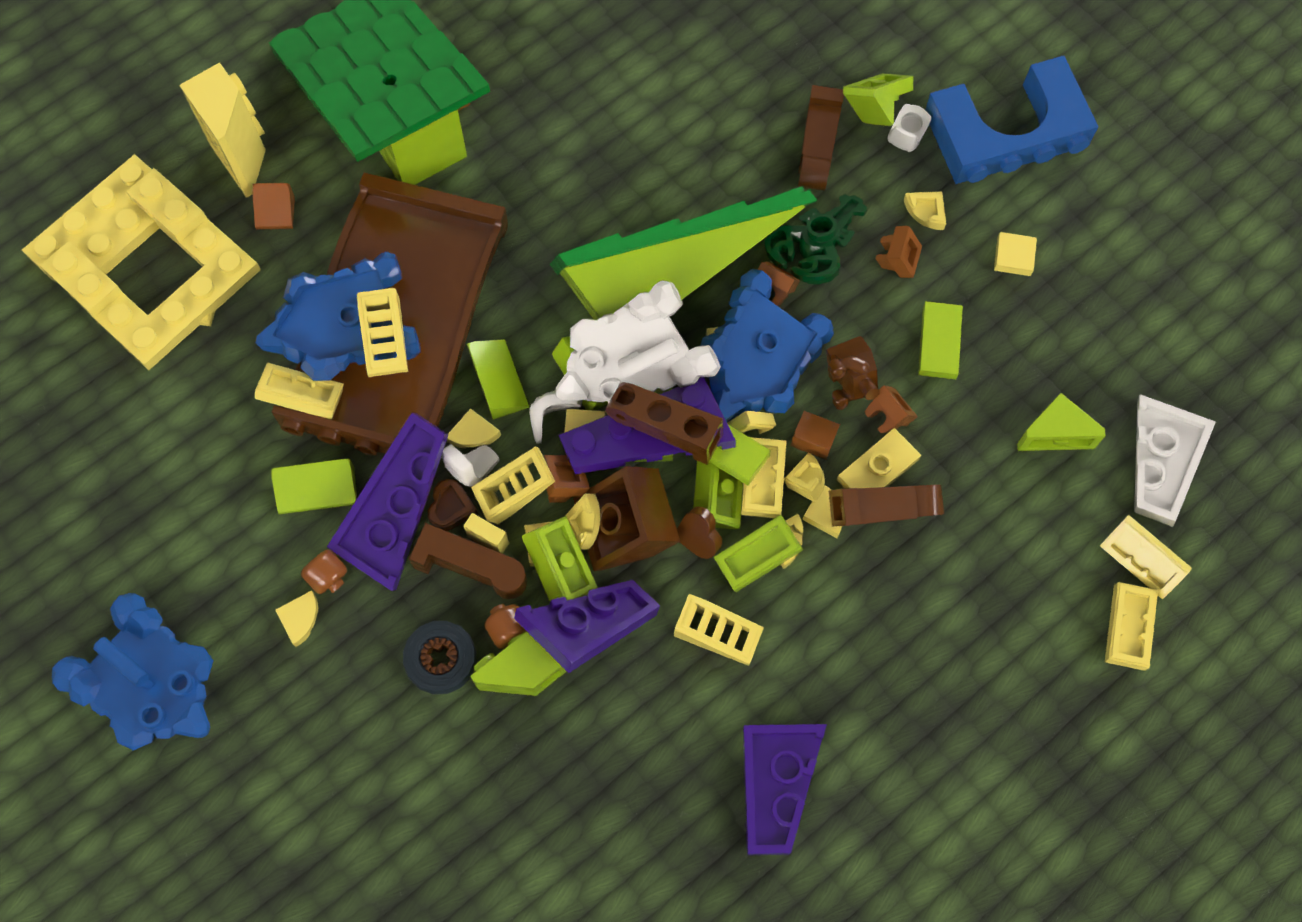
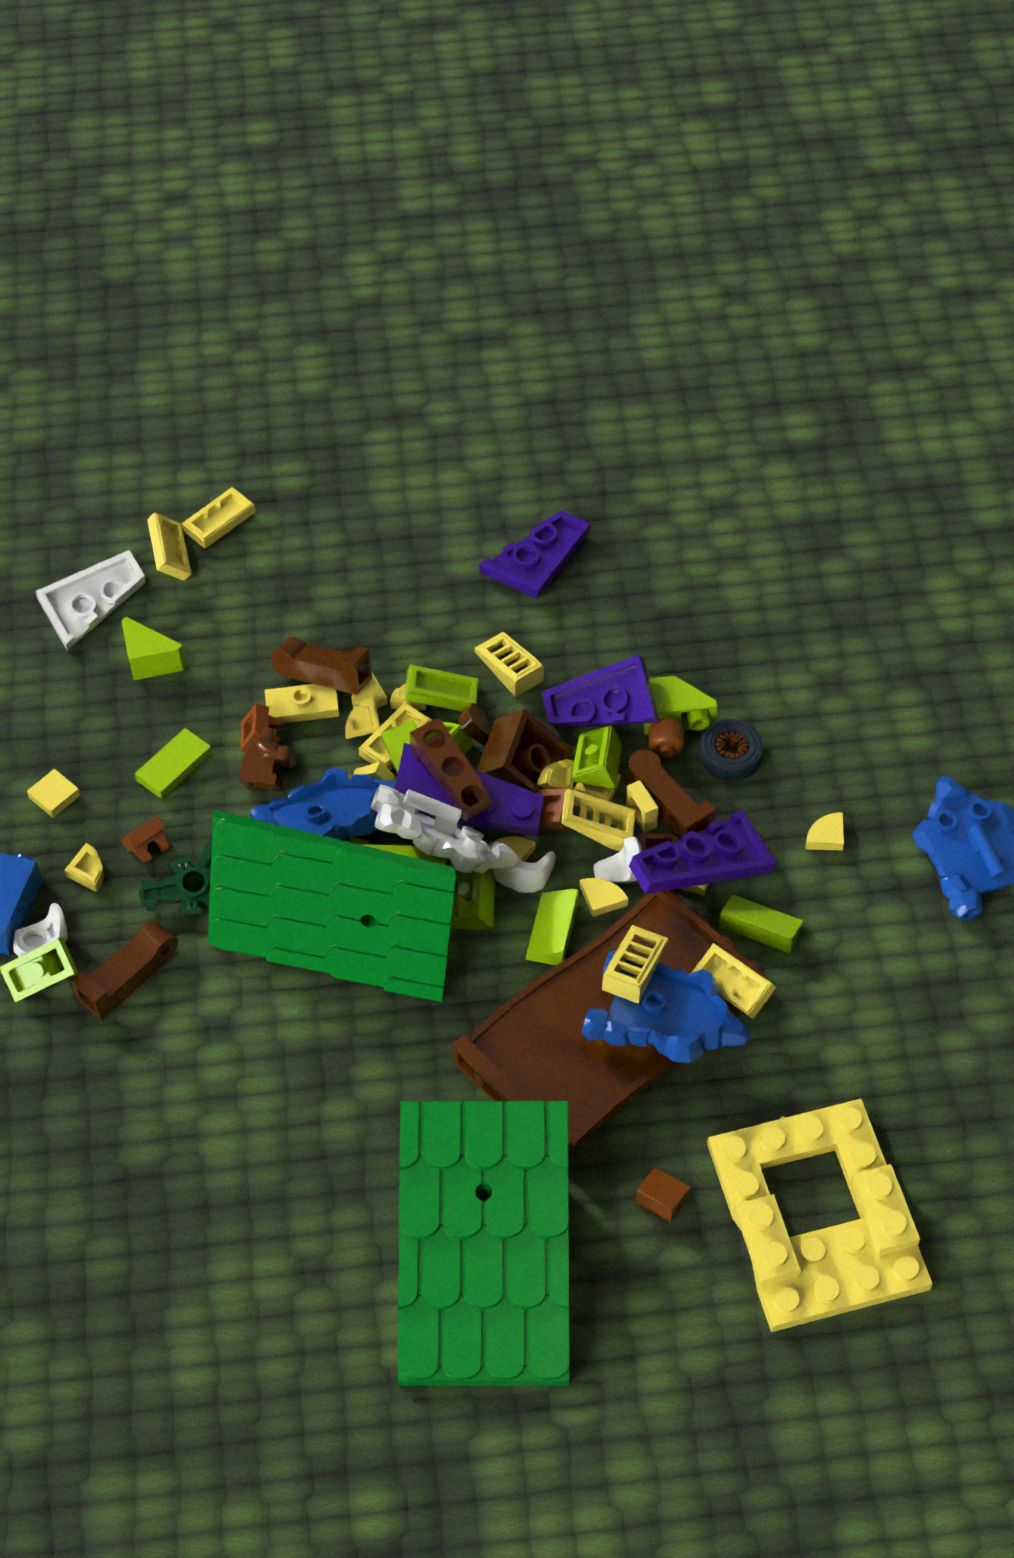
camera: 145 degrees left, 15 degrees down
(228, 123) = (665, 1253): light yellow slope -> none
(324, 572) = (789, 852): dark orange piece -> none
(814, 435) = (330, 747): dark orange slope -> none

